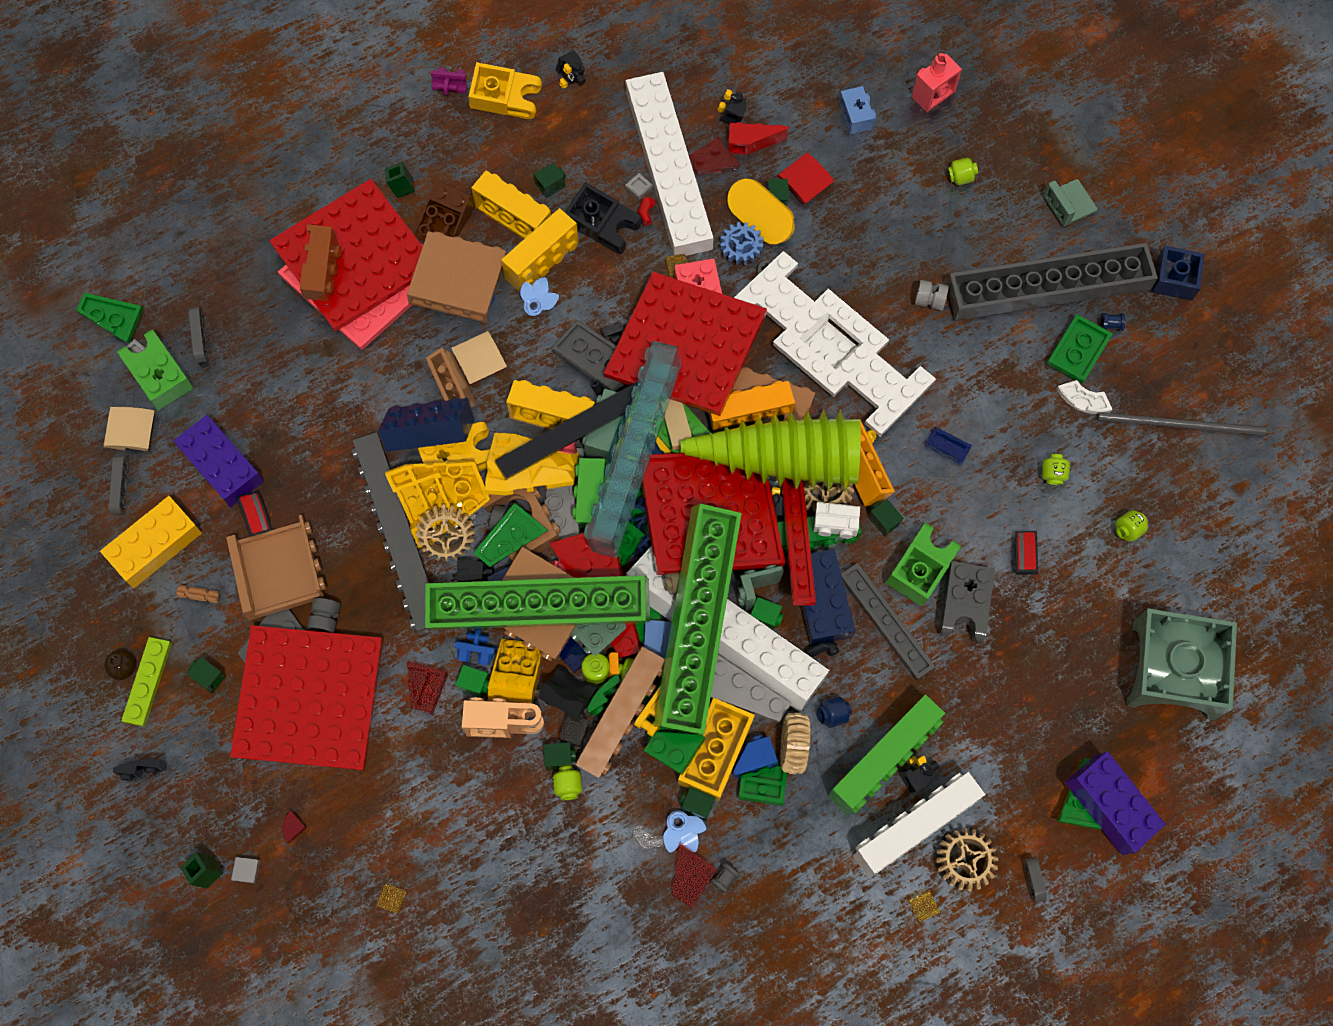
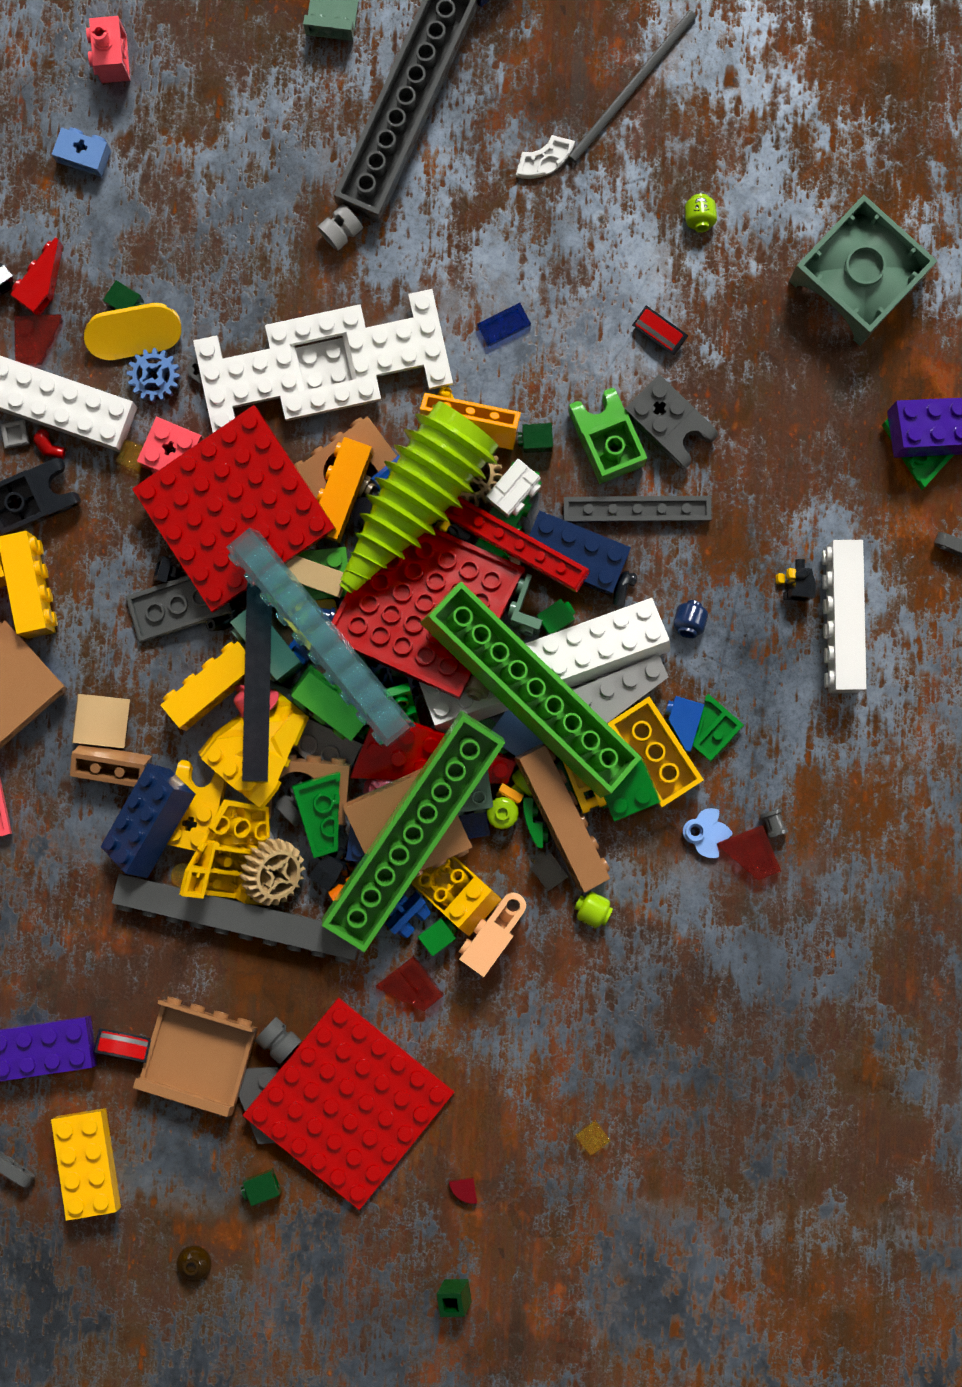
camera: 50 degrees left, 15 degrees up
(135, 768) = (312, 1306): black slope -> none
(146, 682) = (229, 1247): lime plate -> none
(198, 594) = (170, 1147): medium nougat axle -> none
(245, 870) = (477, 1256): light grey tile -> none
(539, 294) = (73, 617): light blue plate -> none
(558, 755) = (563, 901): dark green brick -> none
(567, 692) = (510, 854): black brick -> none
(645, 840) = (692, 871): clear arm -> none
(697, 803) = (691, 803): dark green brick -> none
(795, 743) = (699, 677): tan gear -> none
(806, 178) = (123, 258): red slope -> none
(888, 753) = (764, 600): bright green brick -> none
(924, 906) = (915, 661): clear yellow tile -> none
(962, 171) = (226, 96): lime head -> none
(963, 850) = (904, 583): tan gear -> none
(1055, 469) = (599, 242): lime head -> none
(1079, 349) = (492, 124): green plate -> none
(1113, 321) = (487, 71): dark blue bush -> none

